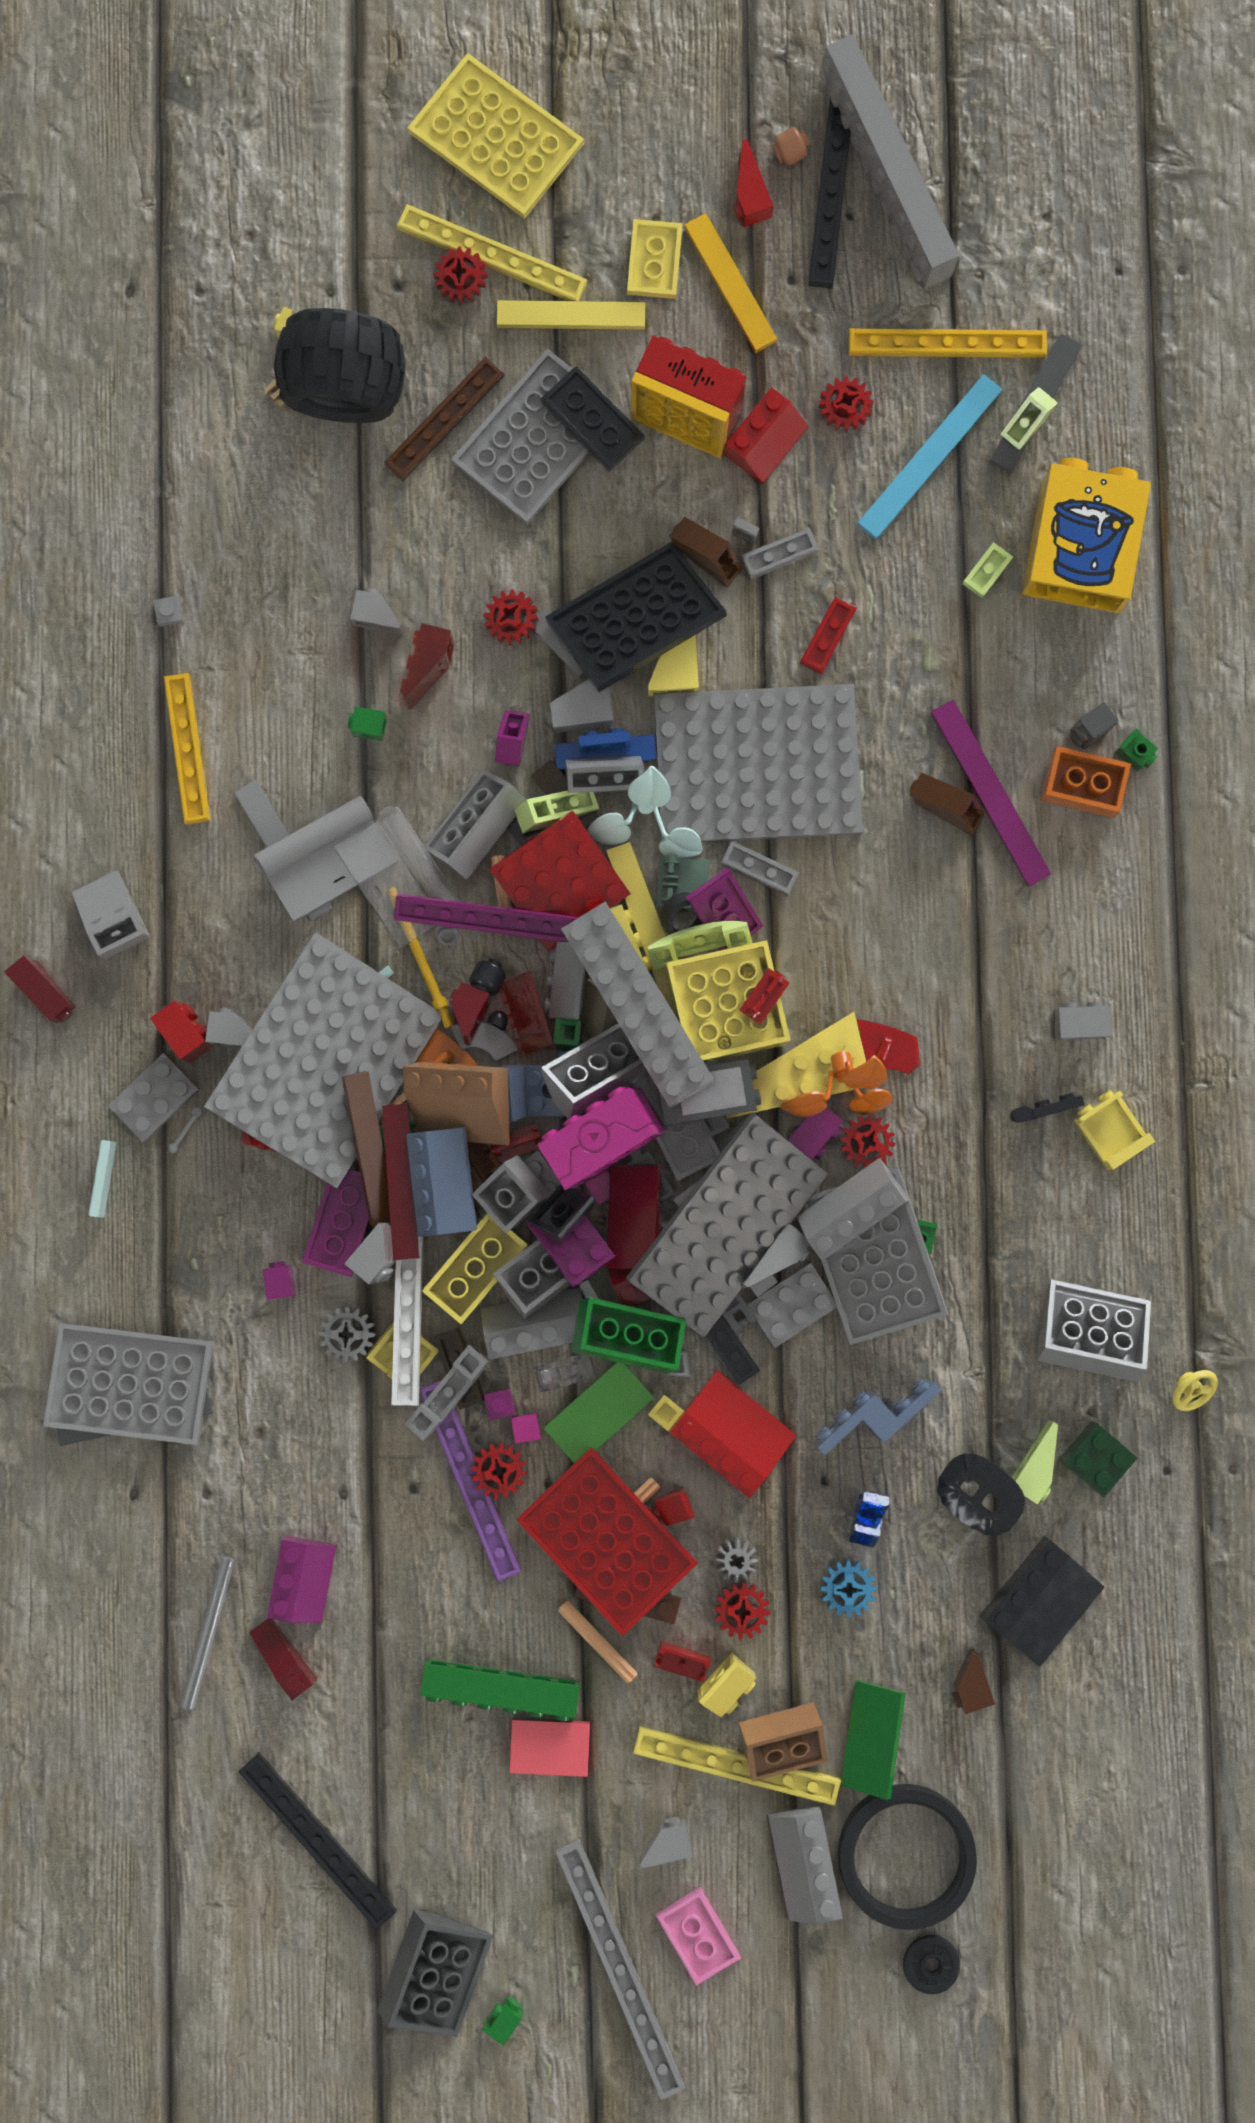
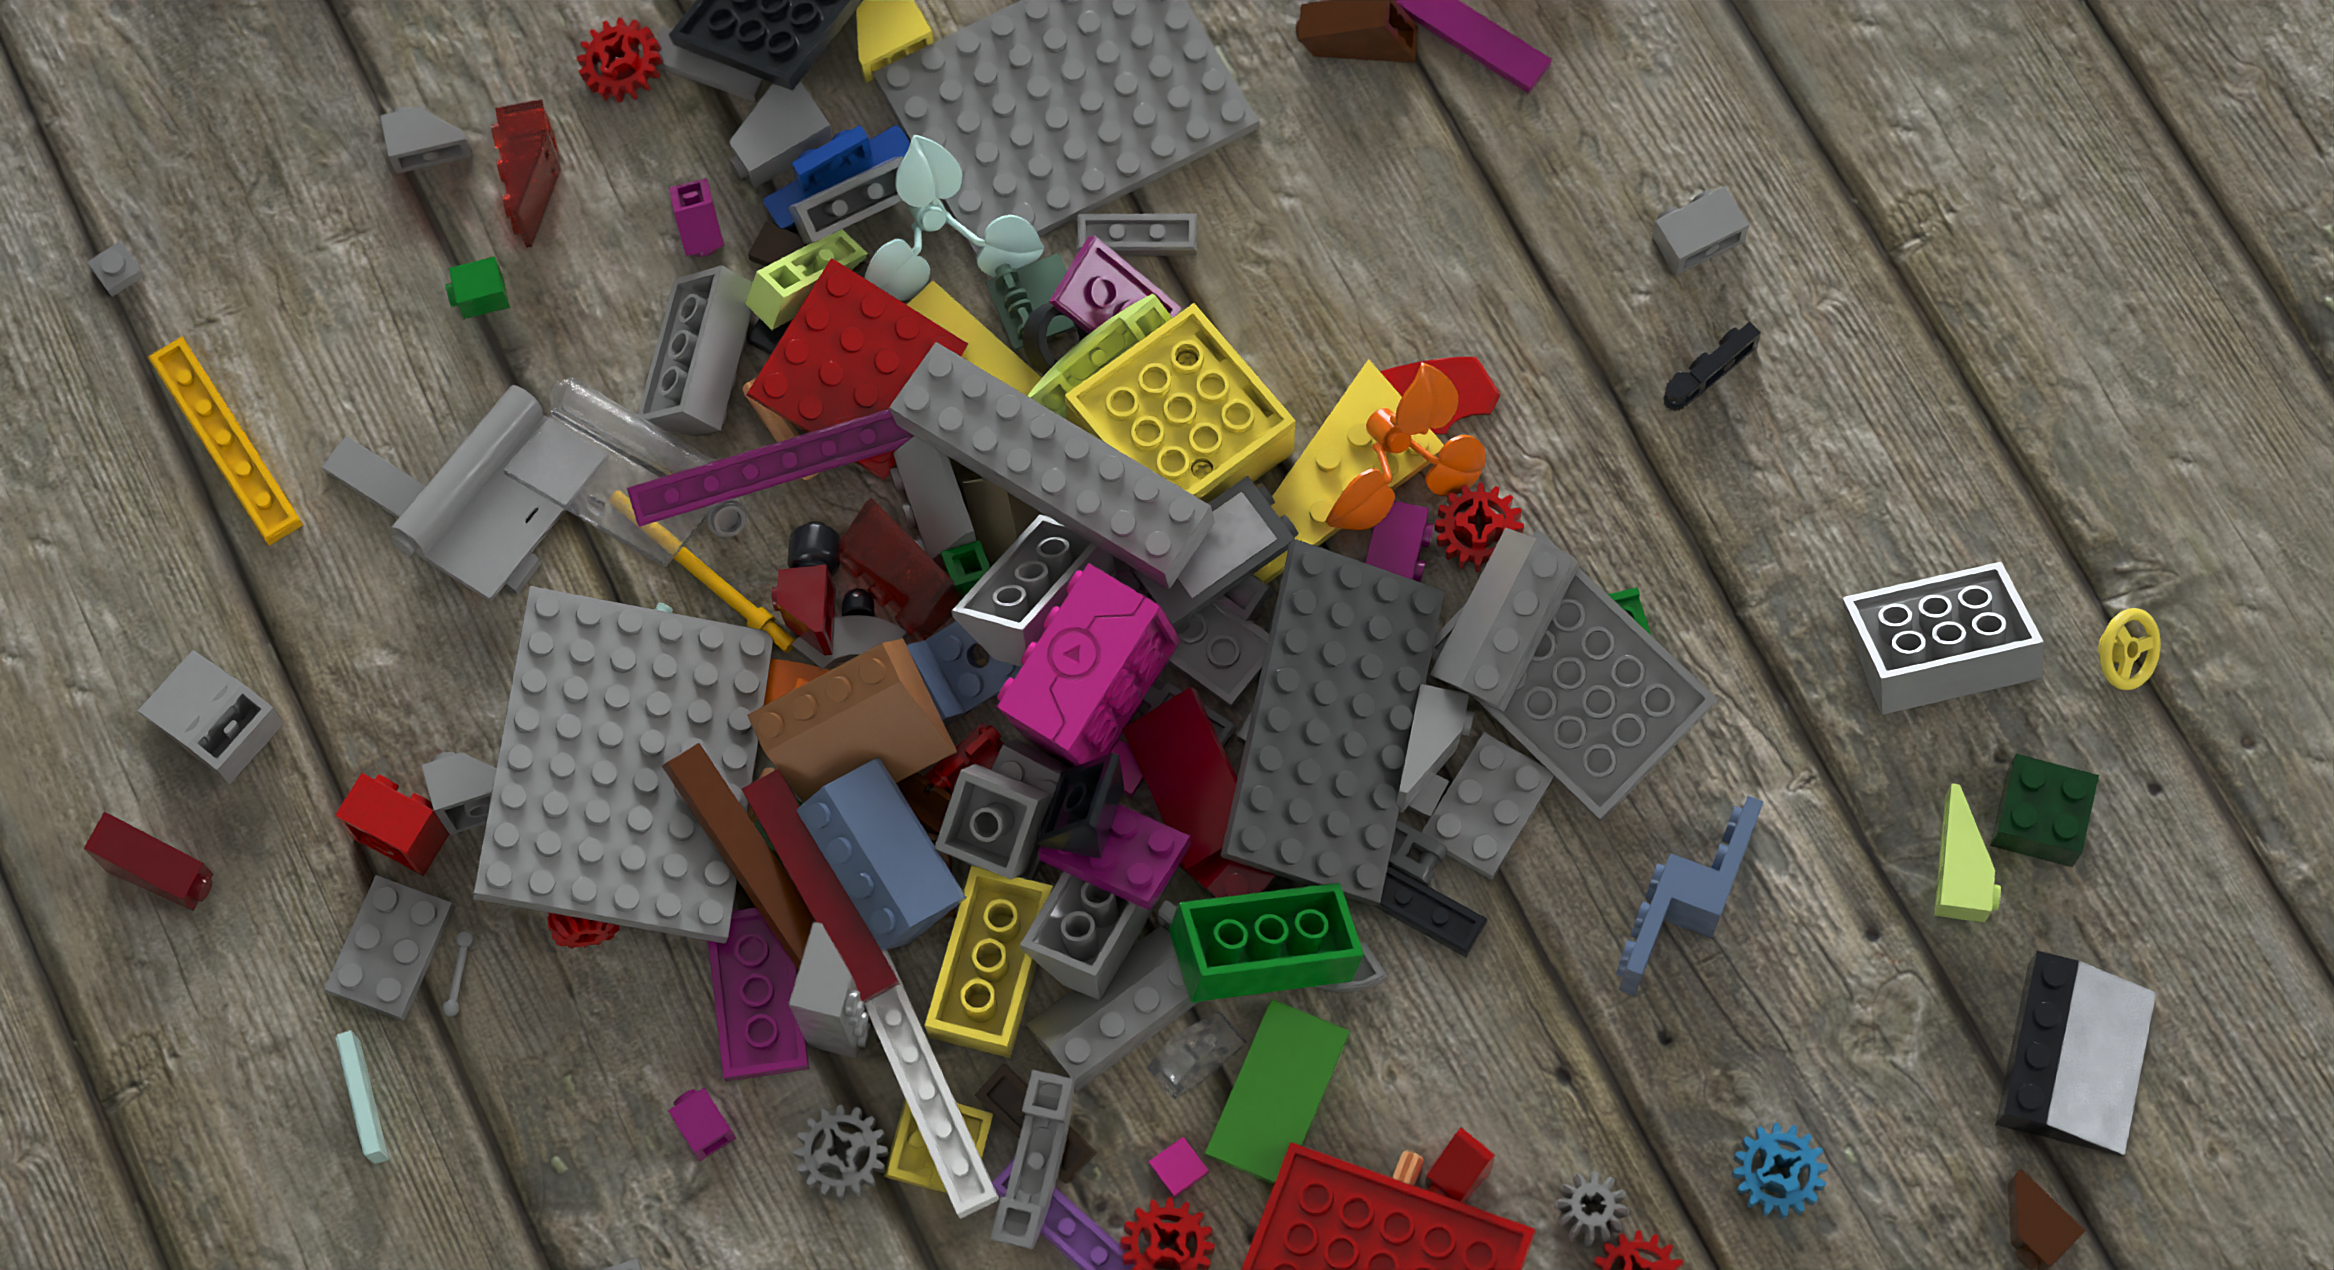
camera: 20 degrees left, 15 degrees down
(500, 1403) = (1122, 1144): magenta brick -> none
(665, 1412) = (1377, 1044): light yellow plate -> none
(732, 1434) = (1491, 1030): red slope -> none
(764, 996) = (1228, 373): red hinge -> none
(868, 1518) = (1754, 1050): clear blue brick -> none
(990, 1481) = (1905, 908): black piece -> none
(1112, 1130) = (1818, 355): light yellow panel -> none

